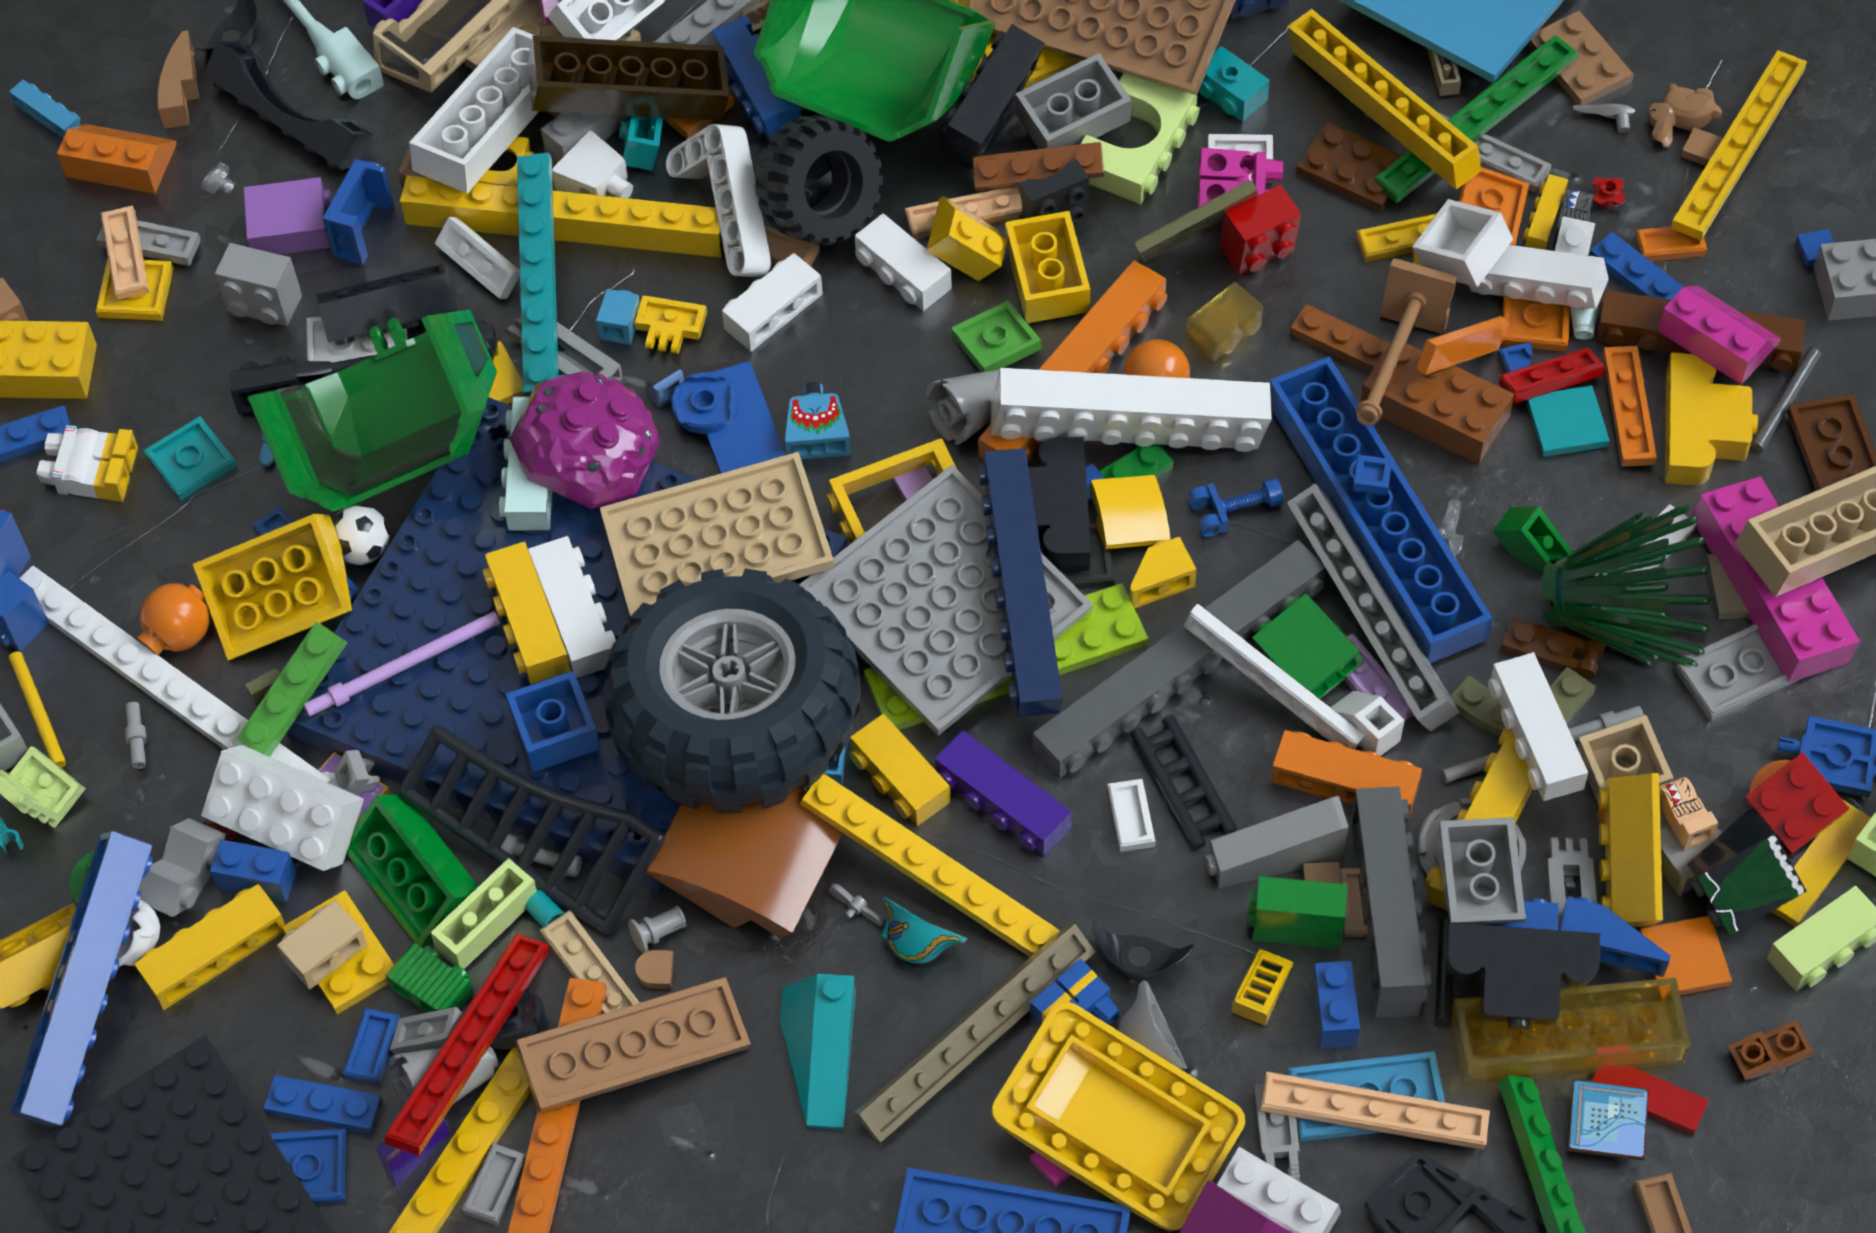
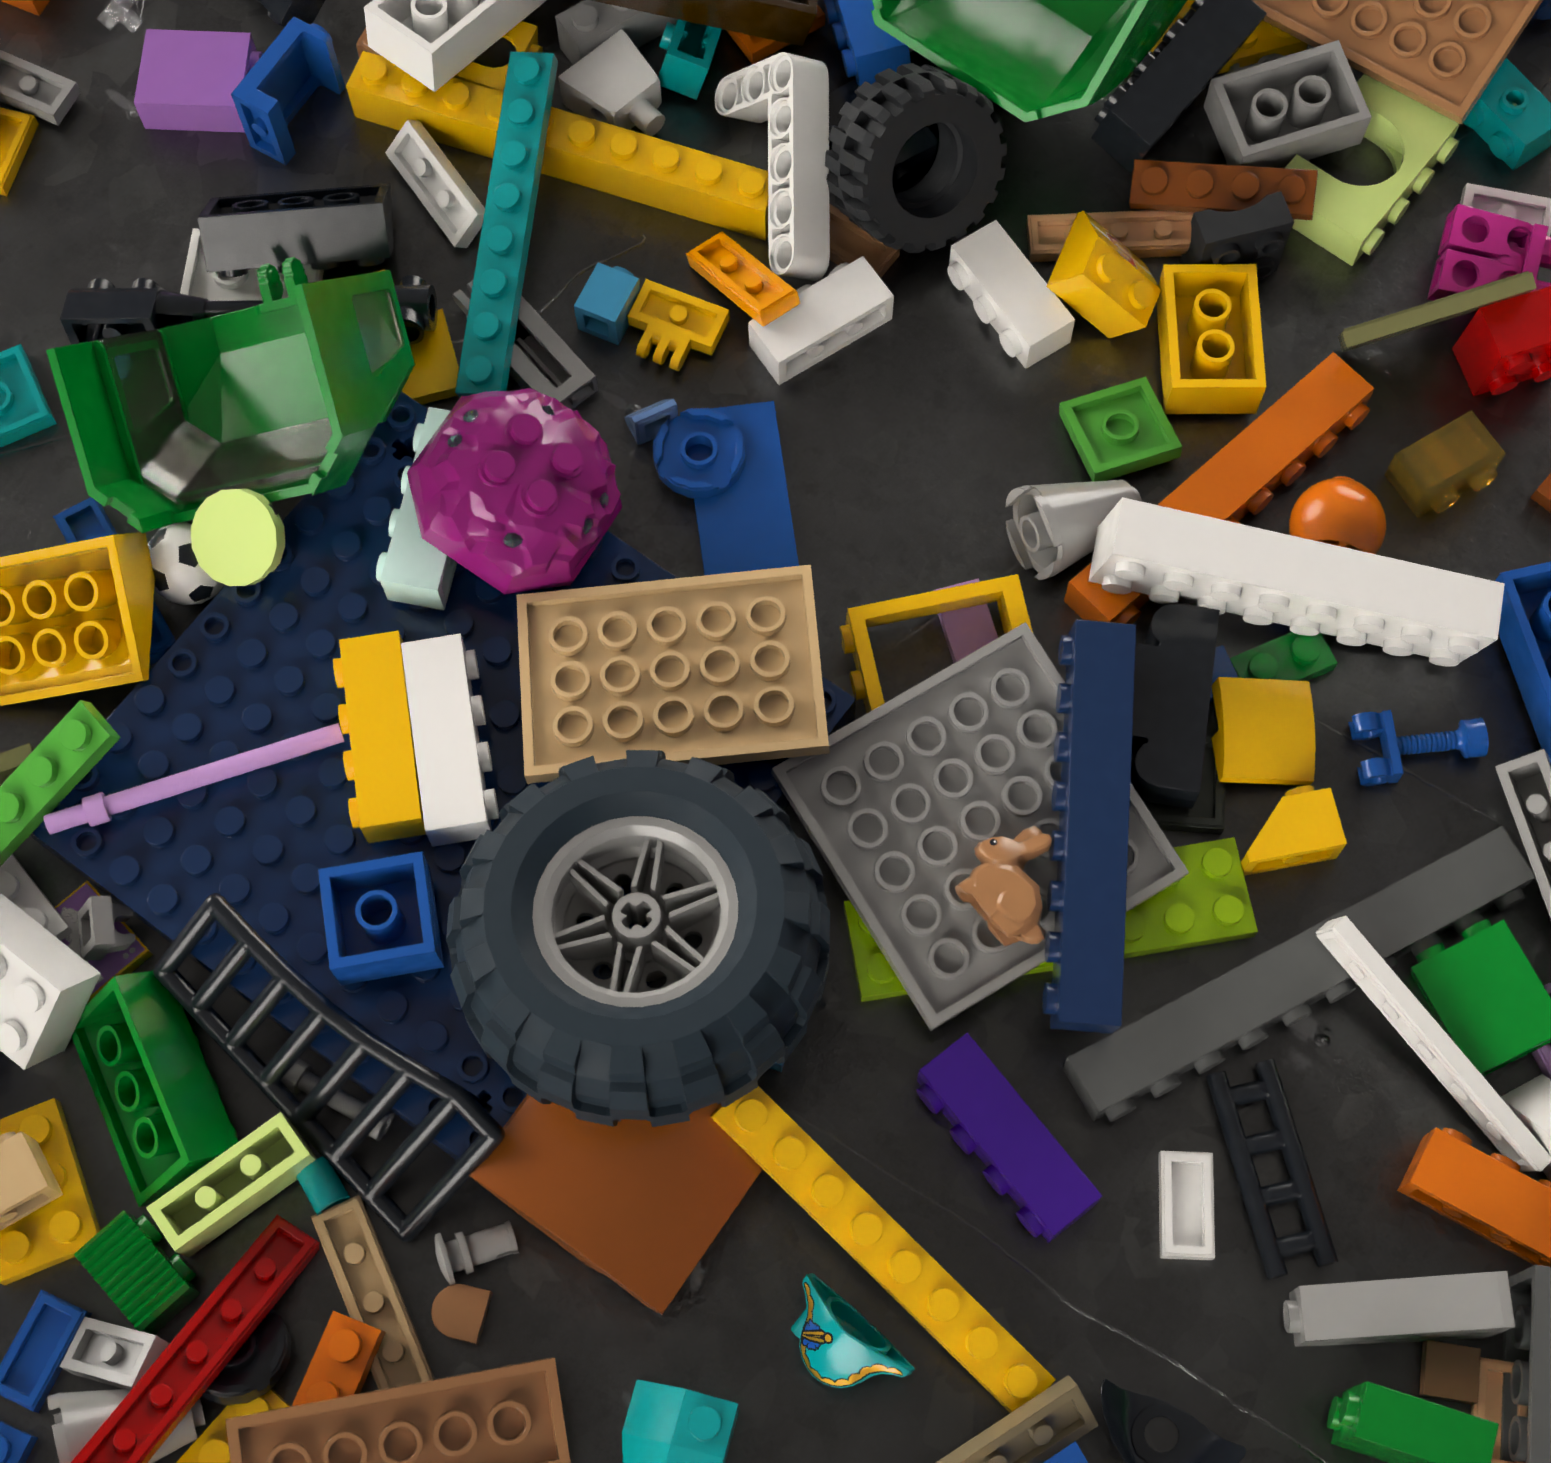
camera: 10 degrees right, 10 degrees up
(258, 284) = (133, 171): light grey brick -> none
(397, 504) = (237, 537): none -> yellowish green tile
(711, 283) = (743, 278): none -> light orange tile
(816, 424) = (846, 514): dark azure torso -> none
(855, 904) = (765, 1268): light grey piece -> none
(899, 770) = (866, 1071): yellow brick -> none
(968, 632) = (1002, 889): none -> medium nougat animal

